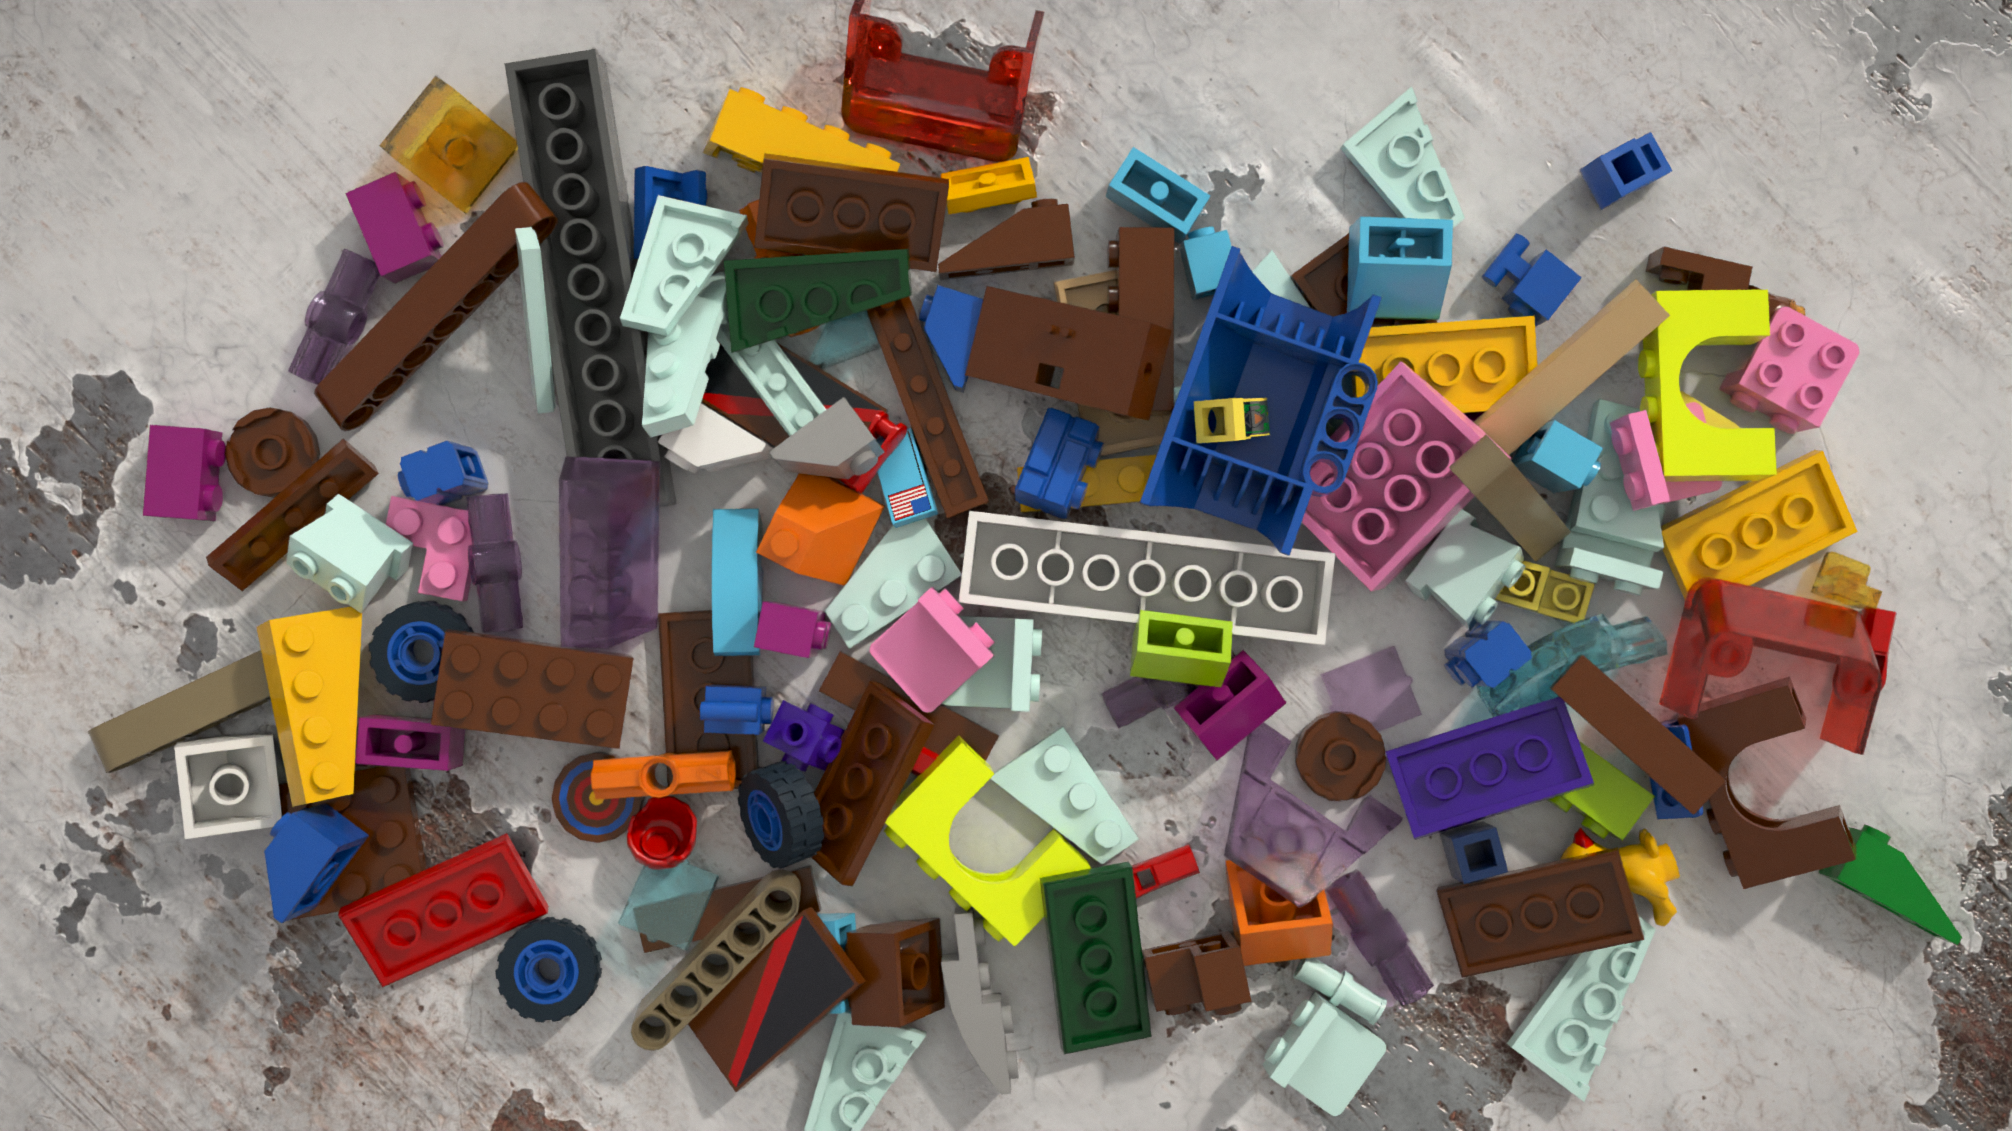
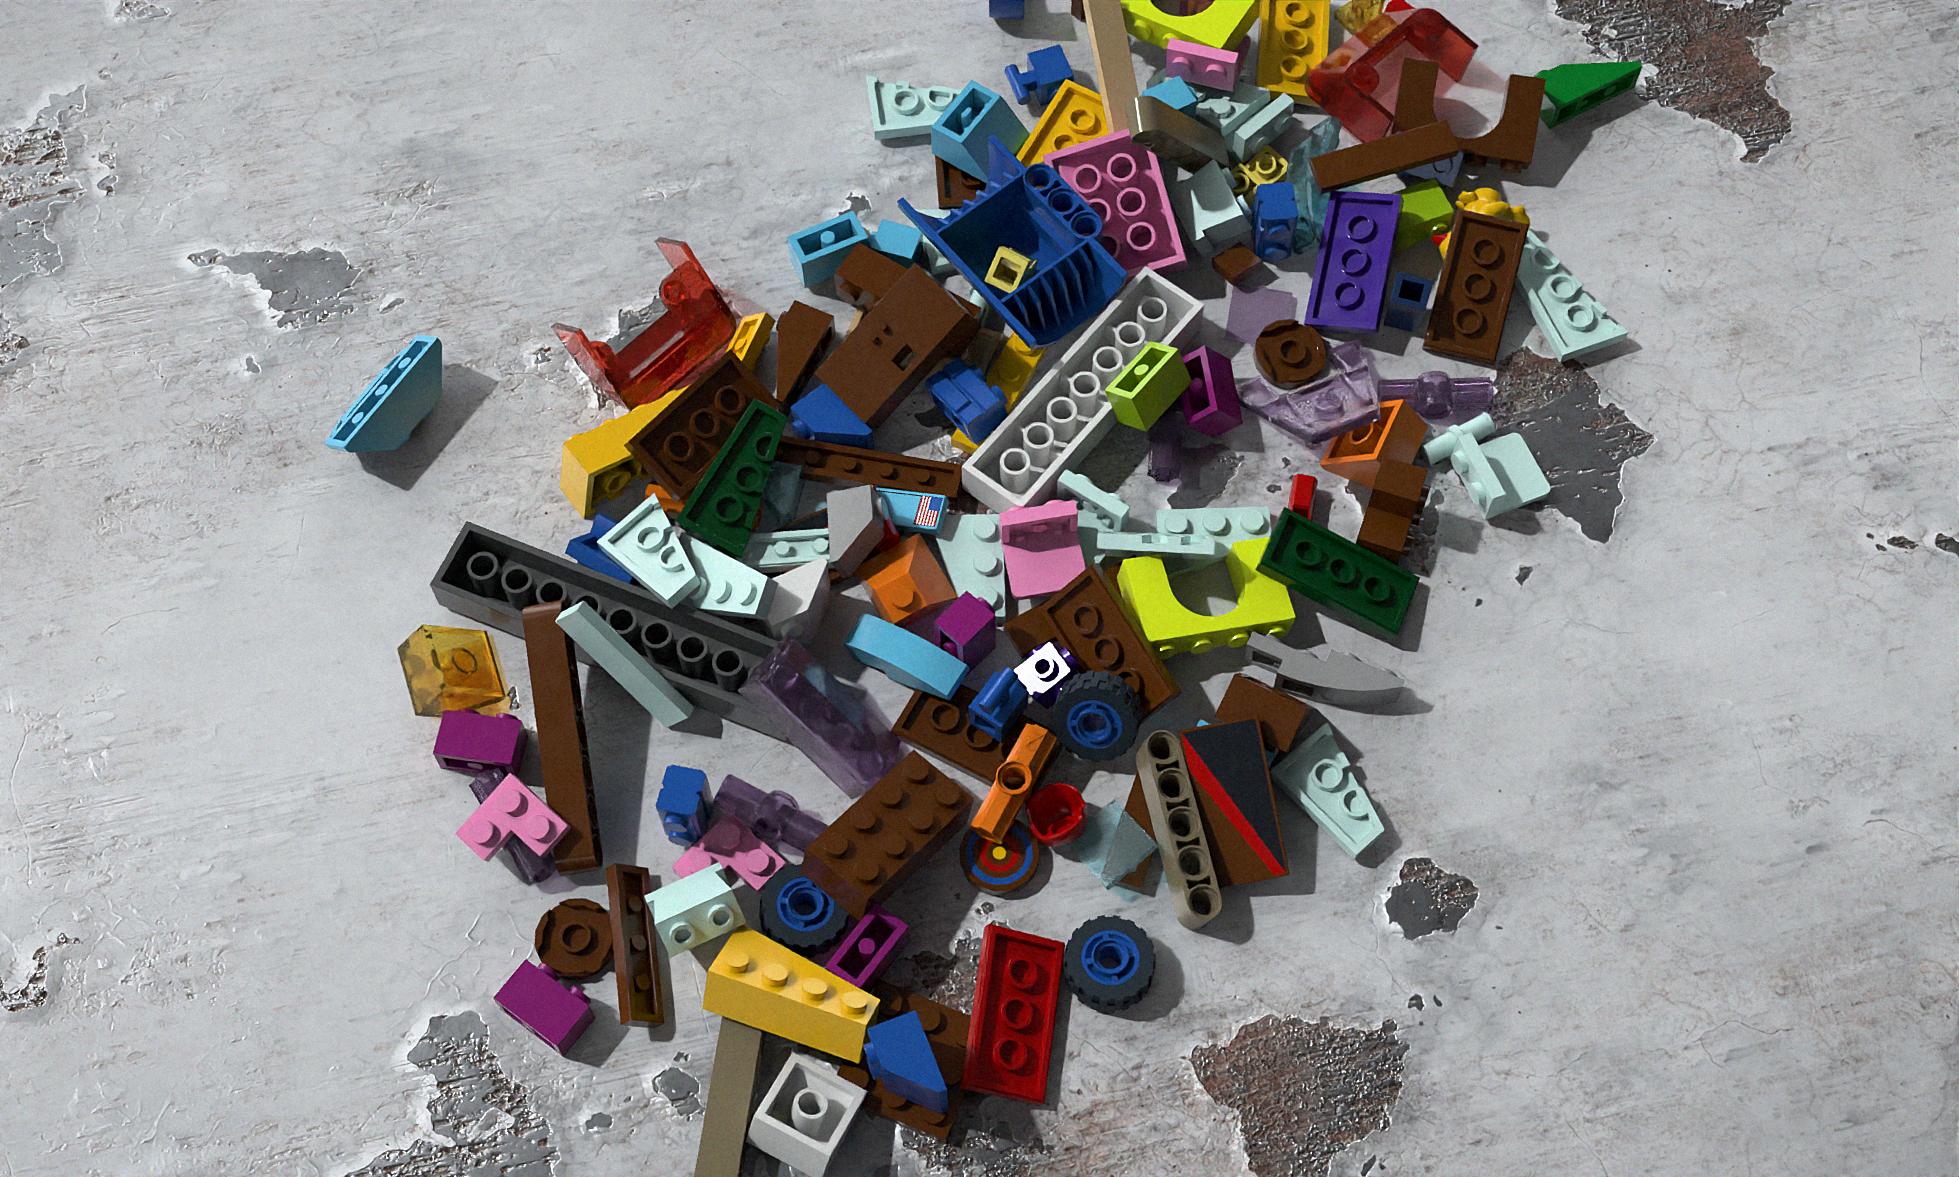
camera: 55 degrees left, 25 degrees down
(332, 320) = (509, 811): none -> bright pink plate
(1013, 769) = (1190, 545): none -> light aqua wing
(1419, 636) = (1237, 263): none -> reddish brown tile

